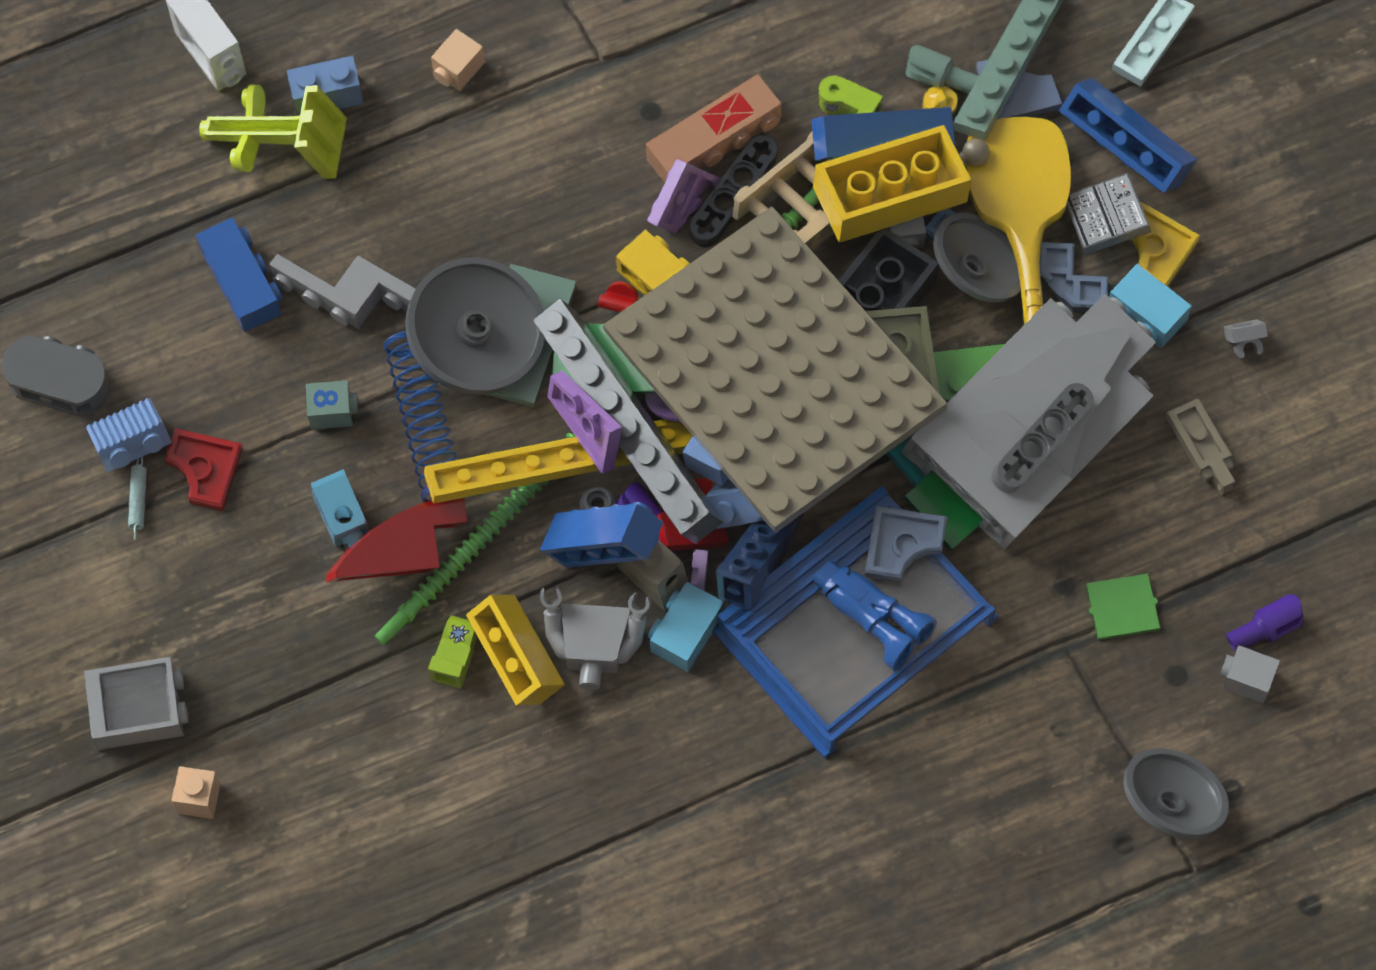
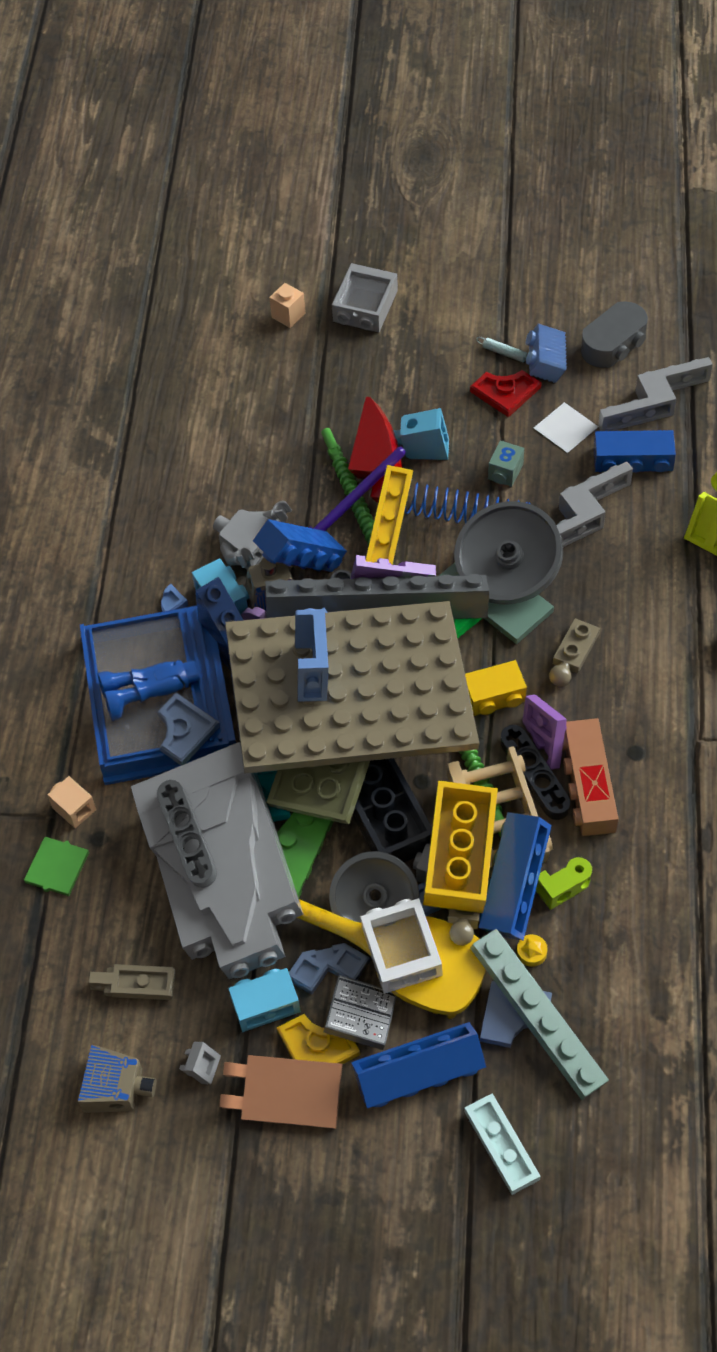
camera: 120 degrees right, 10 degrees down
(135, 289) = (655, 395): none -> light grey bracket
(227, 375) = (565, 427): none -> white sticker
(453, 653) = (289, 462): lime leg -> none
(515, 649) = (265, 488): yellow brick -> none
(541, 567) = (360, 490): none -> dark purple bar
(559, 219) = (573, 652): none -> dark tan plate
(618, 297) = (484, 656): red plate -> none
(725, 681) = (172, 599): none -> medium blue tile
(784, 377) = (312, 672): none -> medium blue panel
(938, 70) = (559, 957): sand green arm -> none
(1027, 192) = (401, 945): none -> white window
(1046, 627) = (71, 801): none -> light nougat brick
(1225, 244) = (286, 1091): none -> nougat tile
(1316, 402) = (113, 1082): none -> dark tan torso

